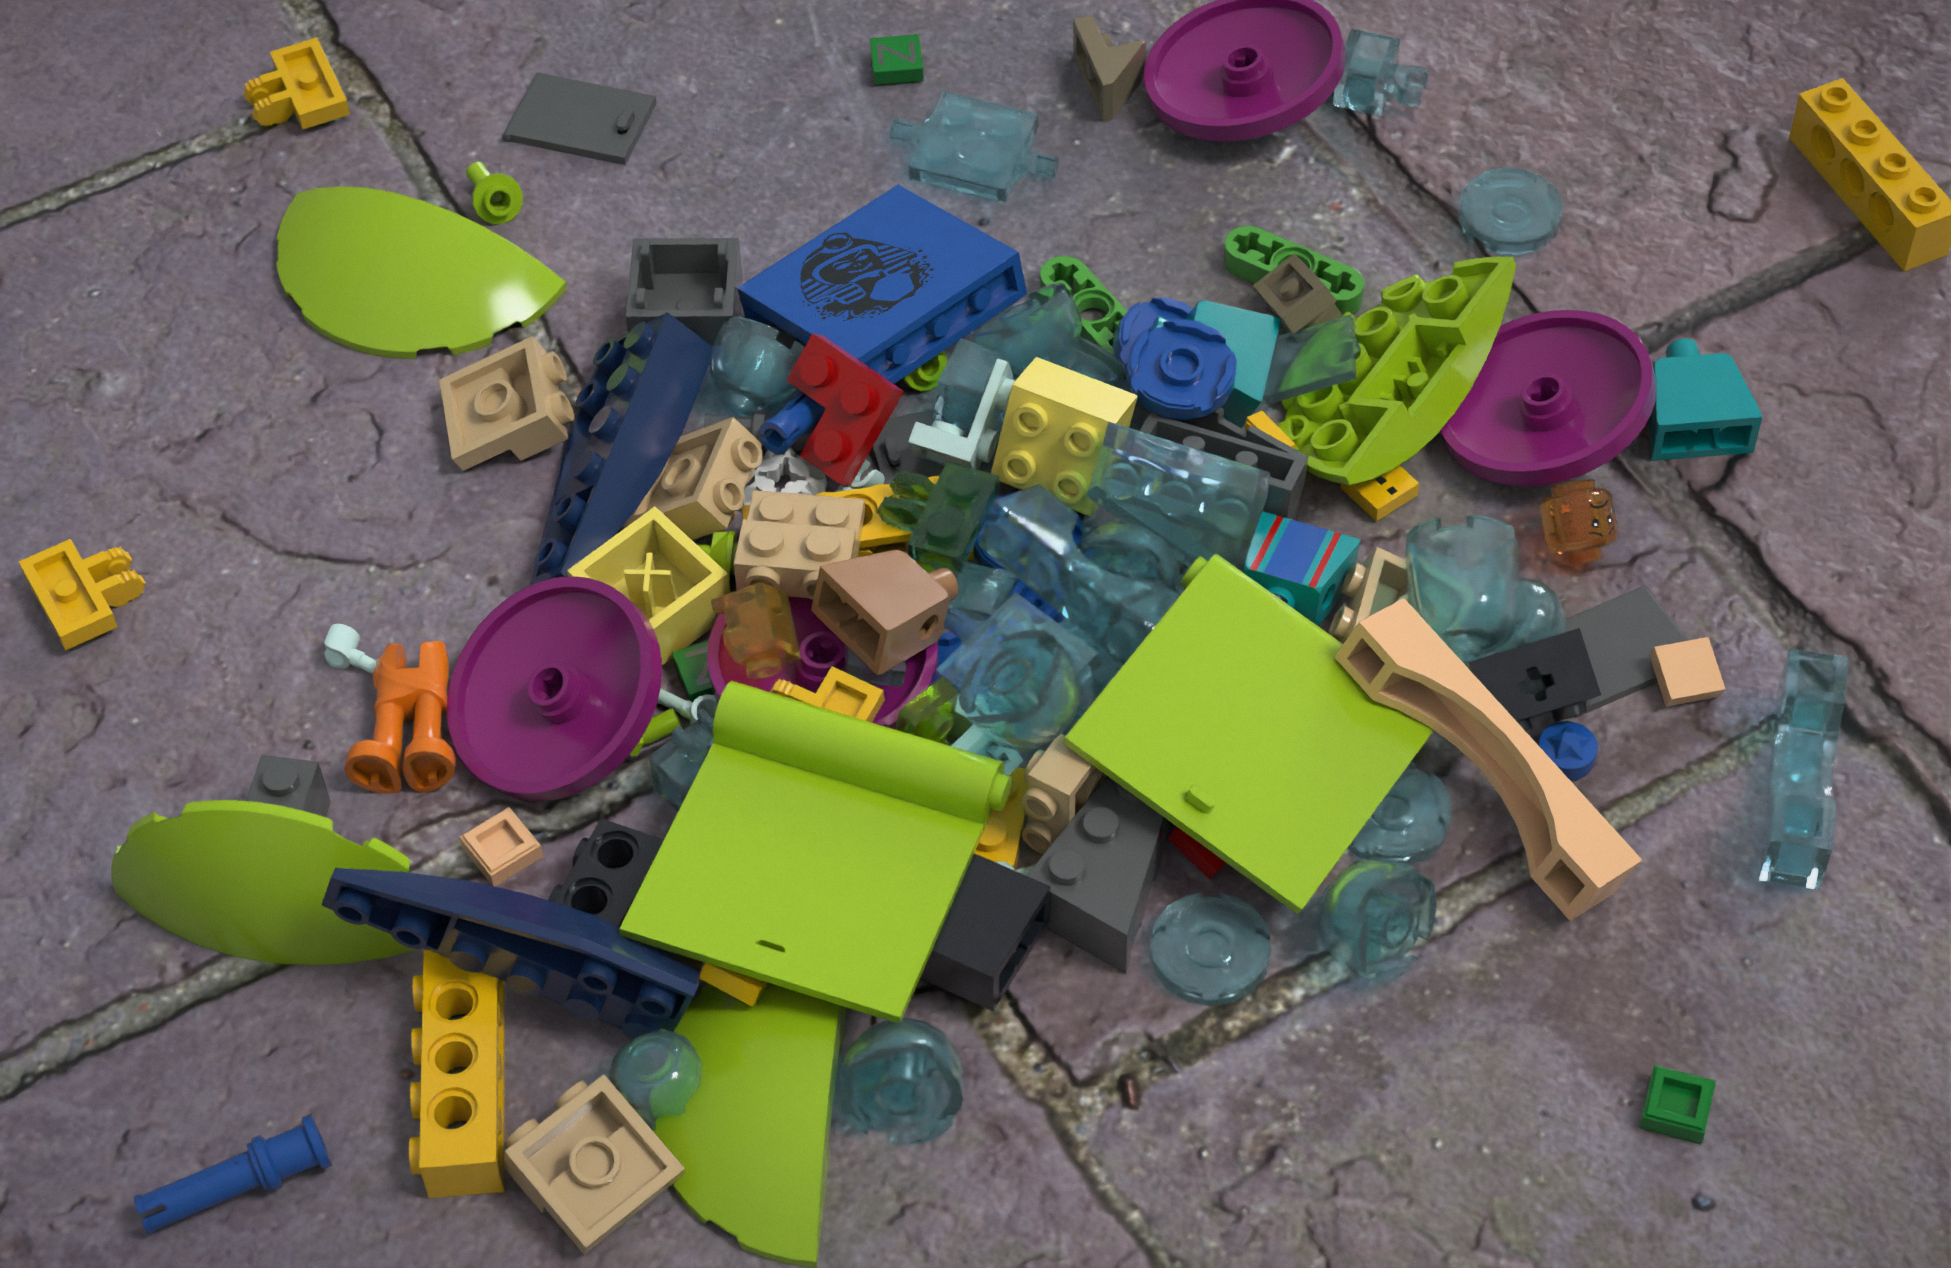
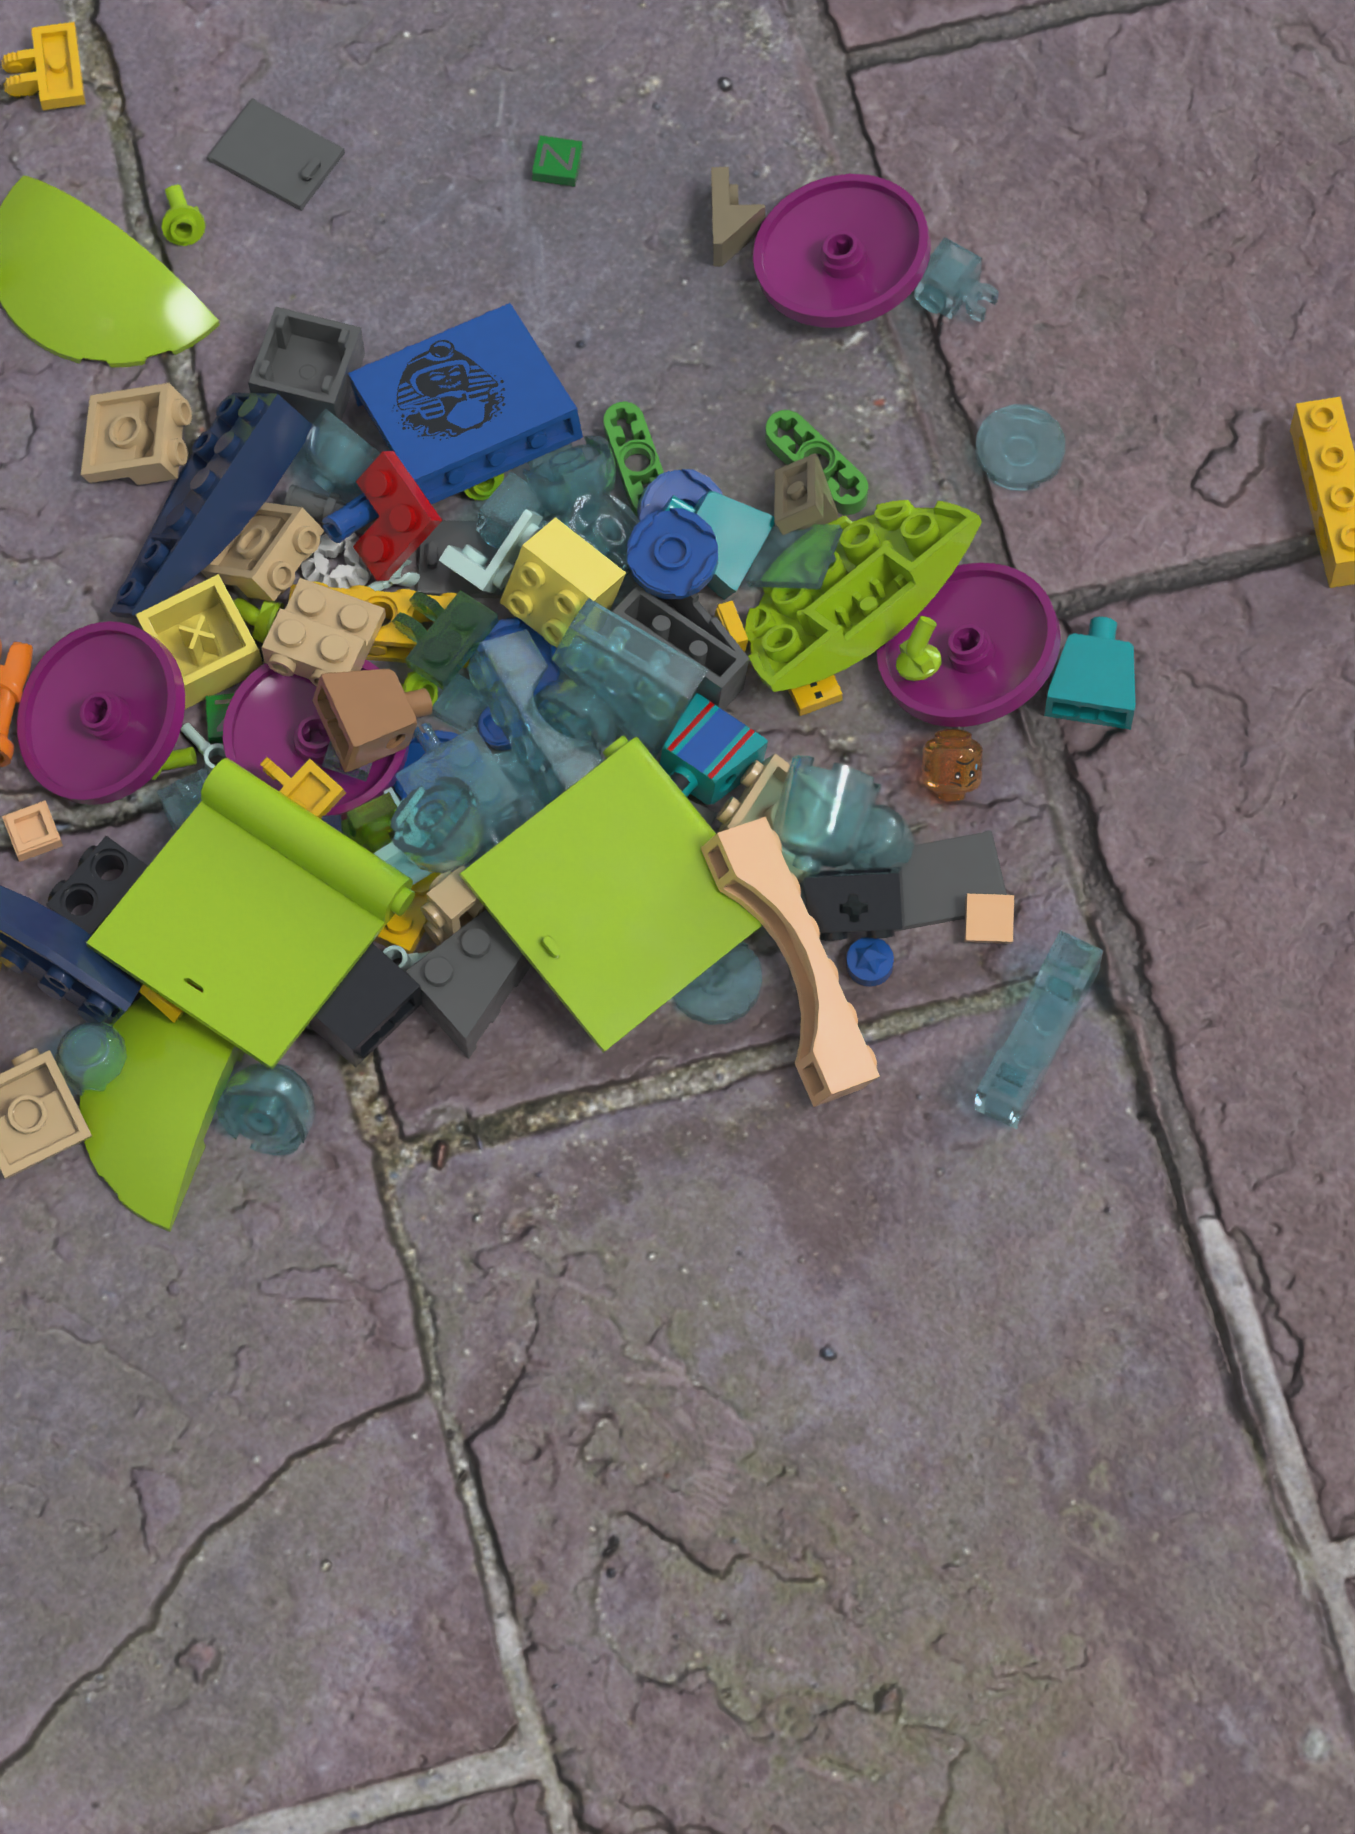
camera: 15 degrees right, 15 degrees up
(758, 629) = (268, 706): clear yellow brick -> none
(974, 146) = (593, 269): clear light blue plate -> none
(1210, 949) = (537, 1056): clear light blue tile -> none
(1376, 916) = (662, 1069): clear light blue cylinder -> none
(1492, 418) = (917, 657): none -> lime plate
(1677, 1104) = (838, 1273): green tile -> none

